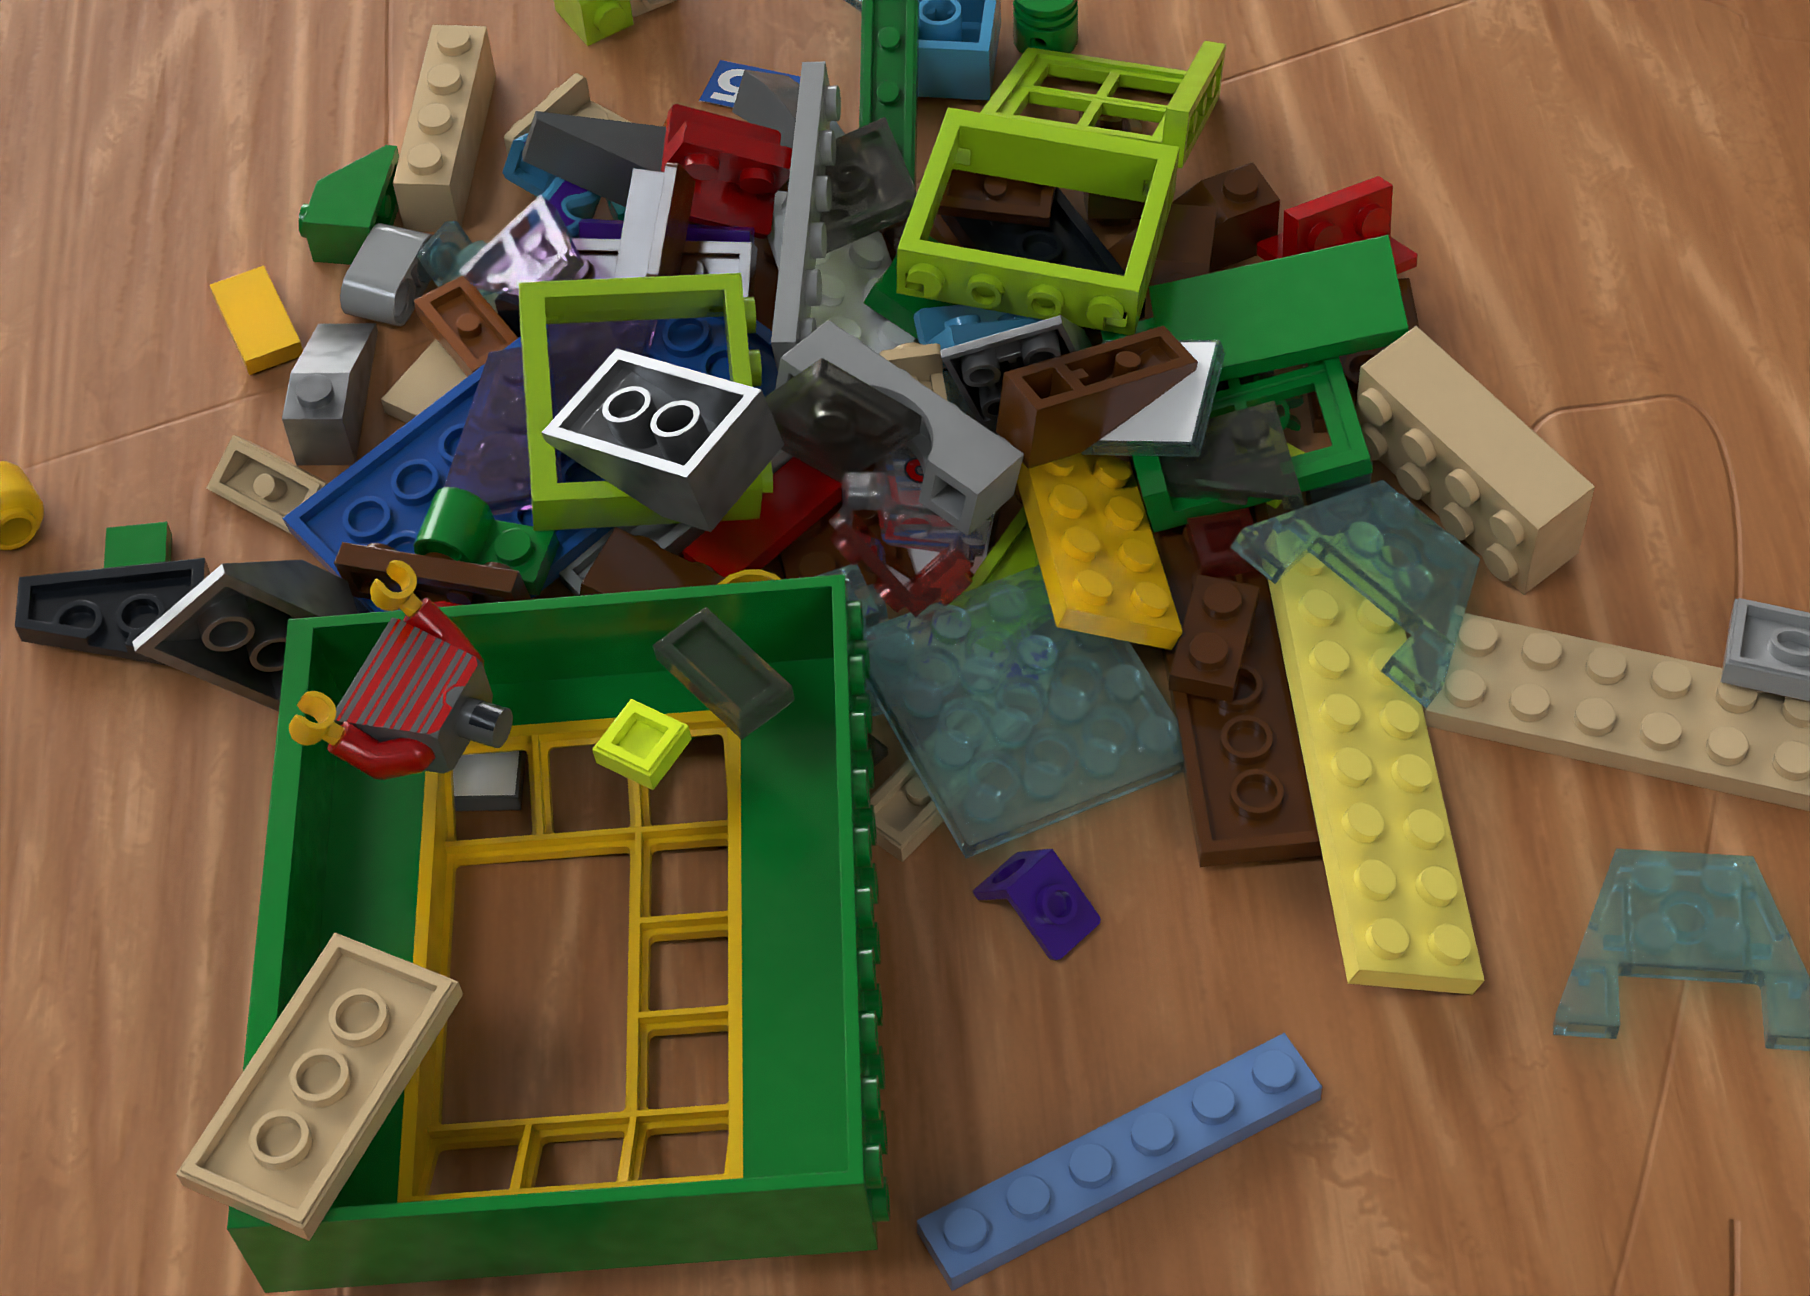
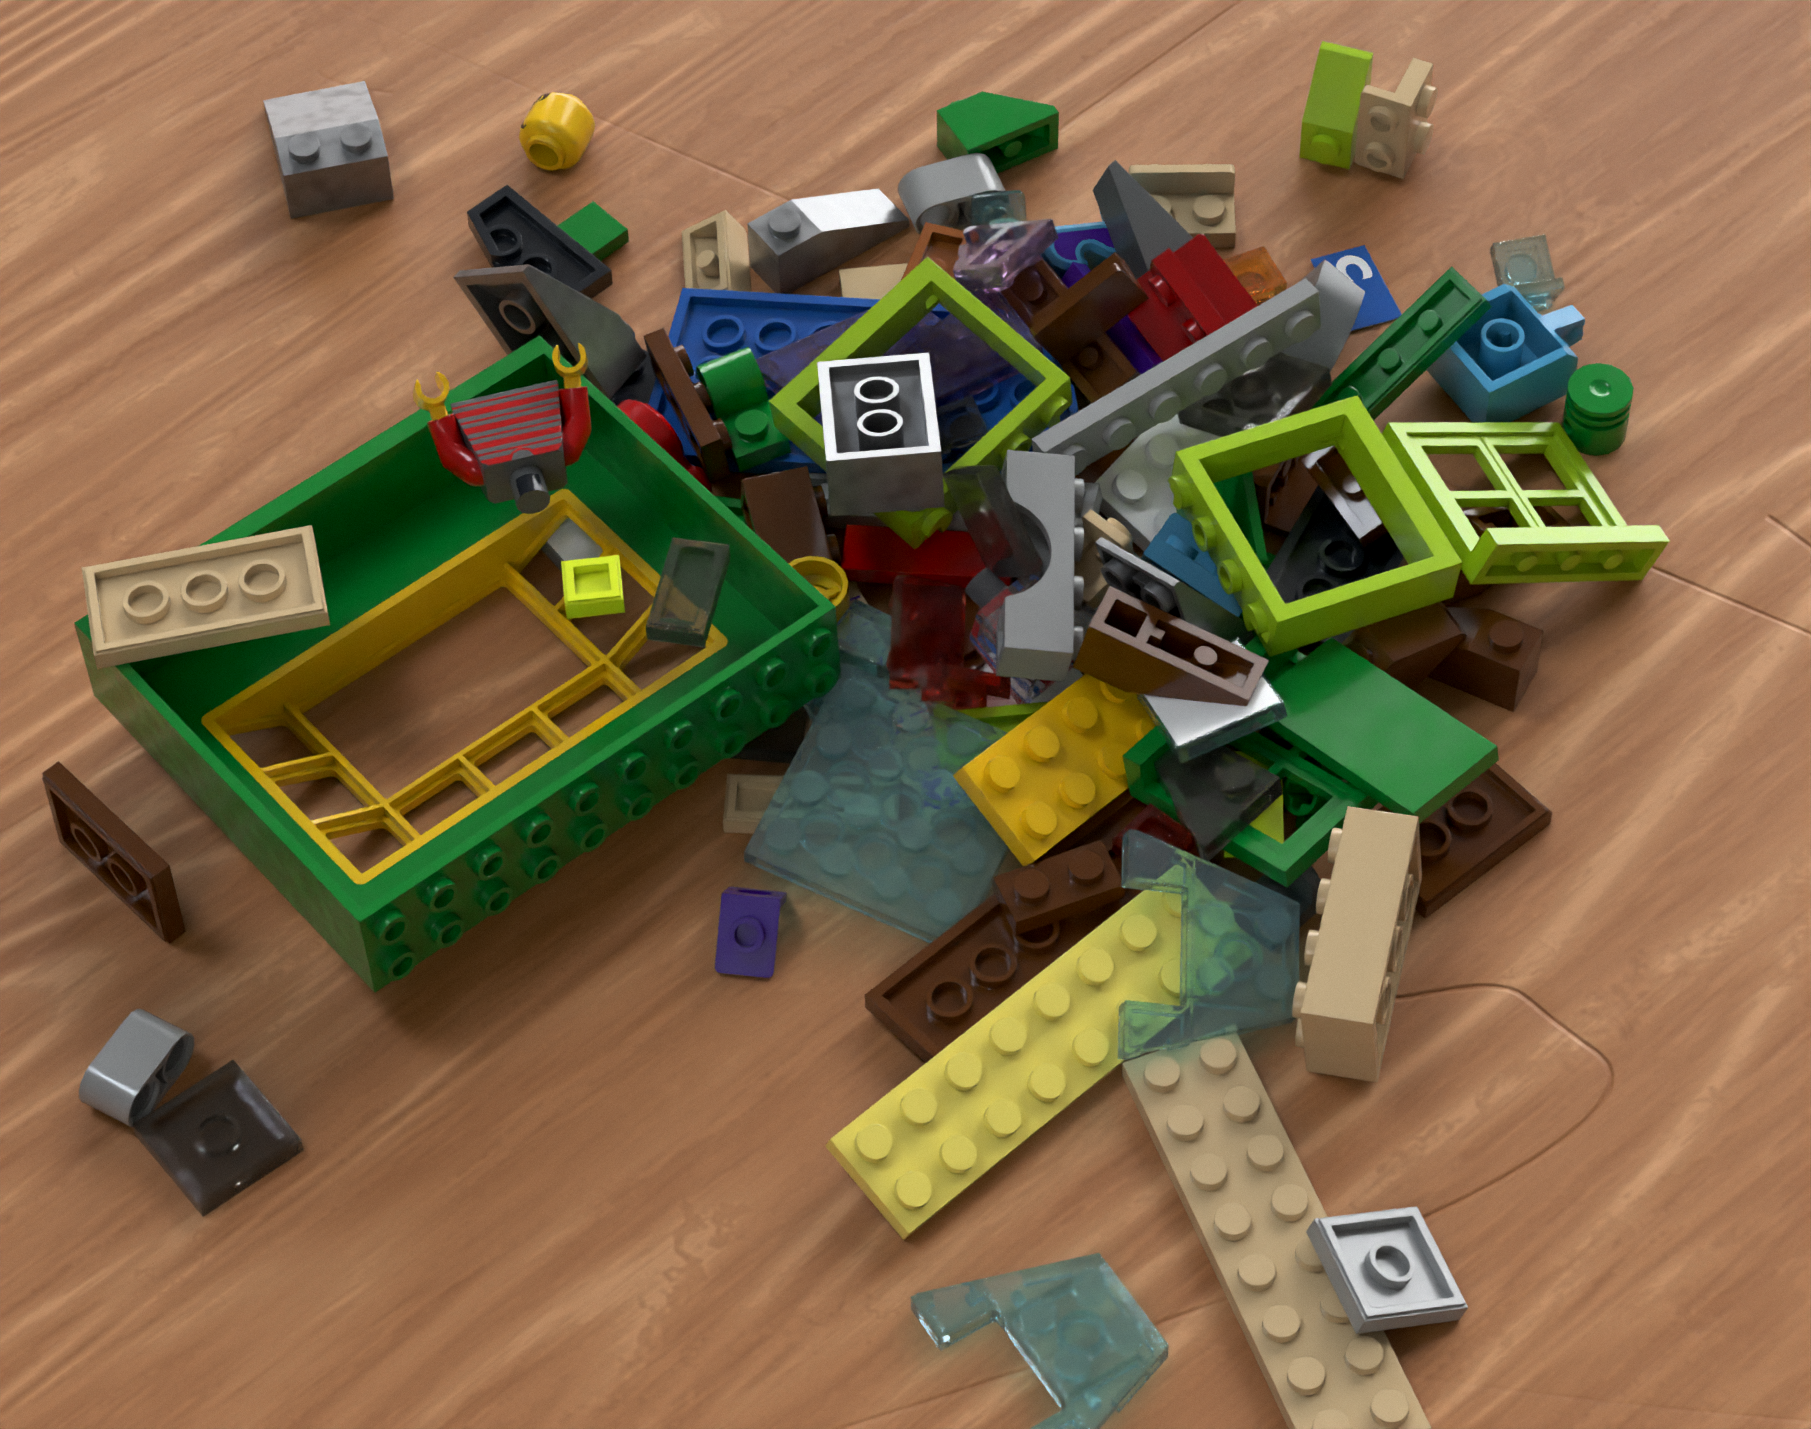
camera: 50 degrees right, 0 degrees up
(256, 320) = (848, 151): yellow tile -> none
(445, 127) = (1118, 125): tan brick -> none
(1117, 1161) = (585, 1104): medium blue plate -> none
(1339, 219) = (1535, 739): red bracket -> none

